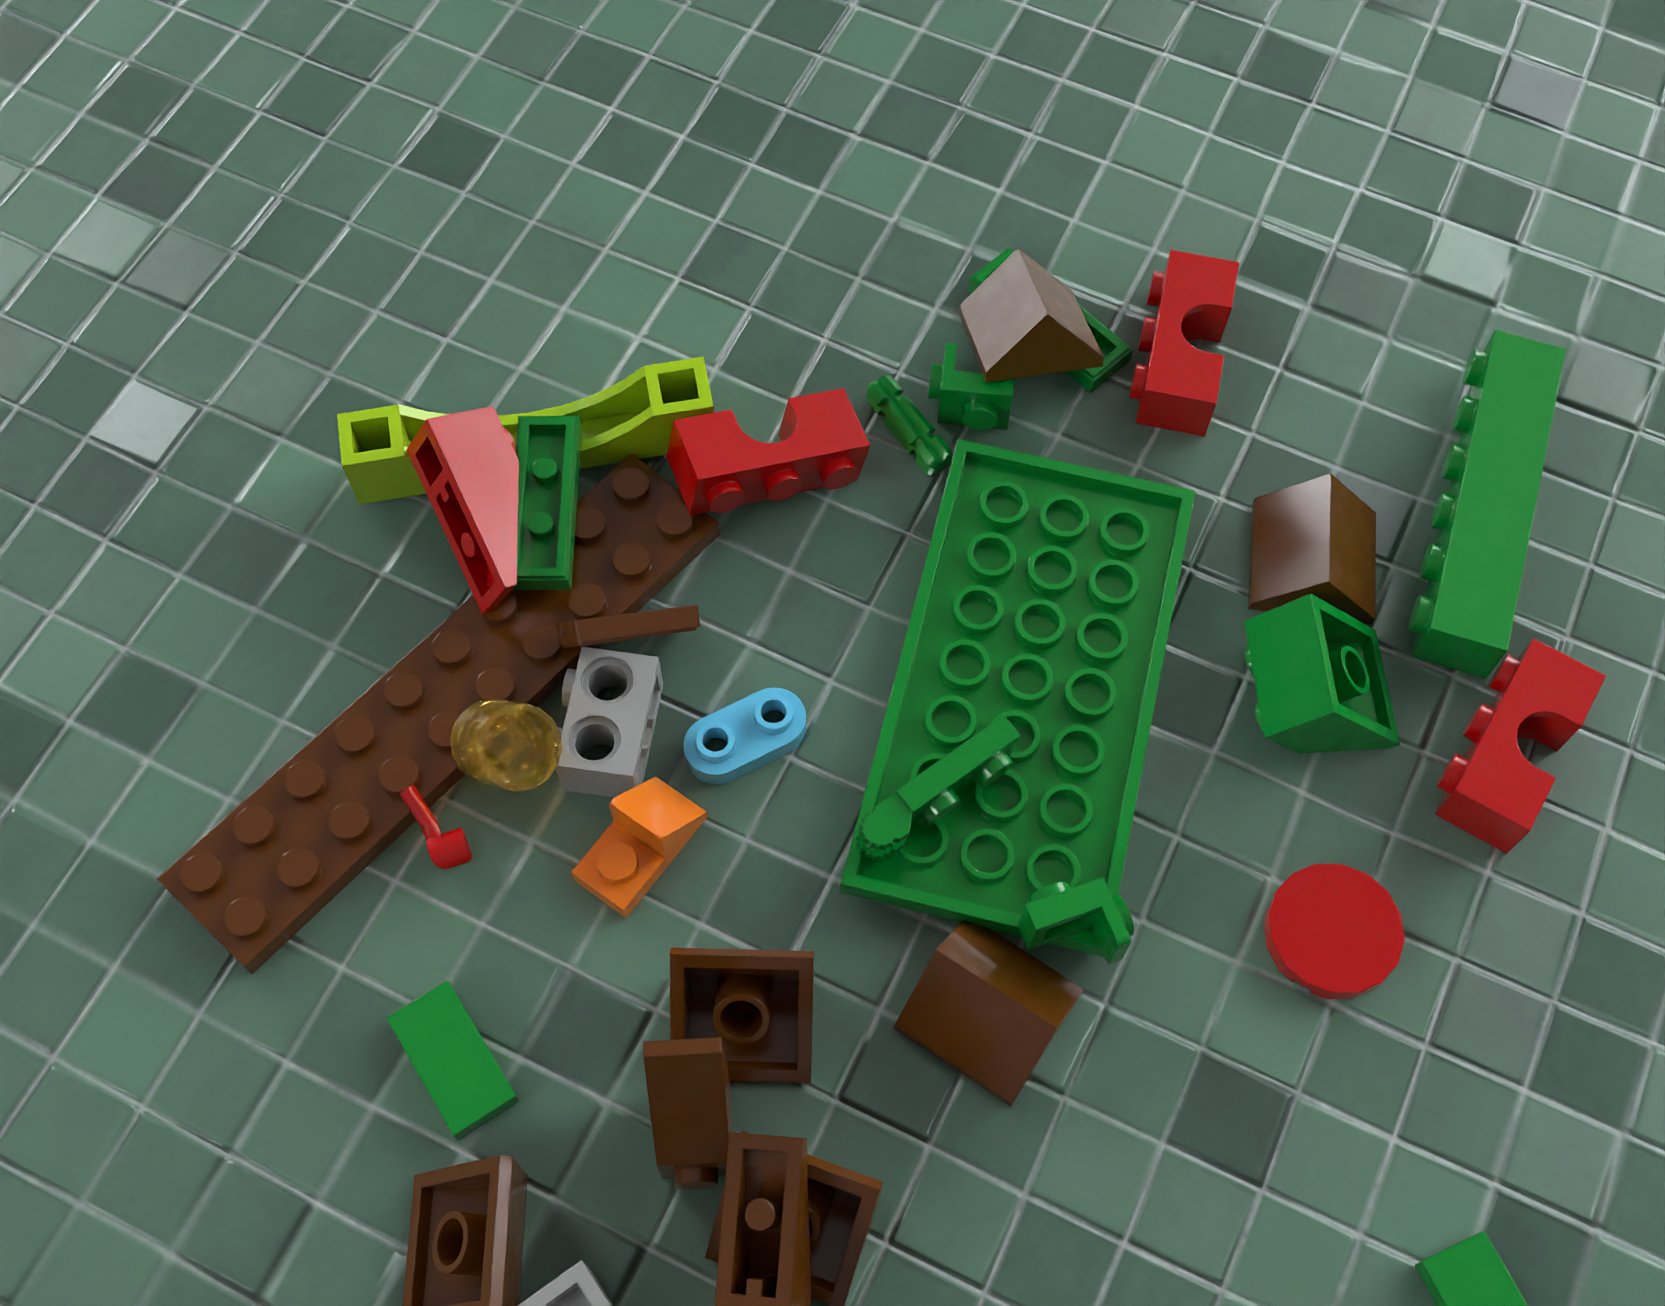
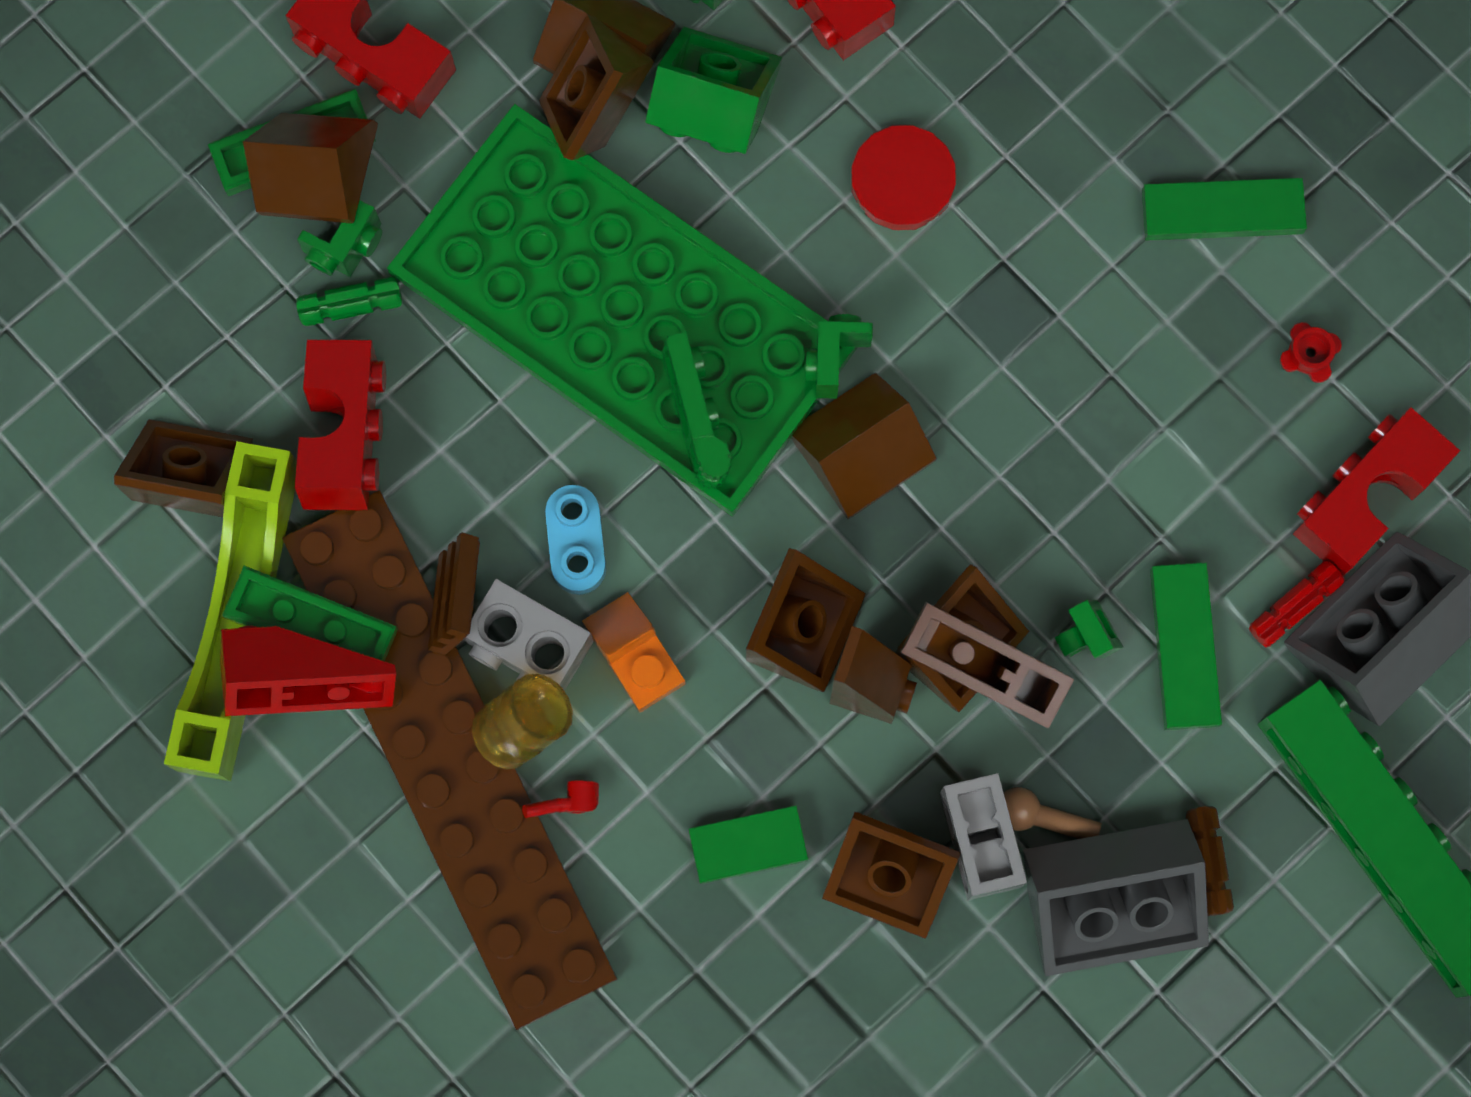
camera: 65 degrees left, 15 degrees up
(668, 326) = (179, 467): none -> reddish brown slope
(1251, 557) = (592, 88): none -> reddish brown slope

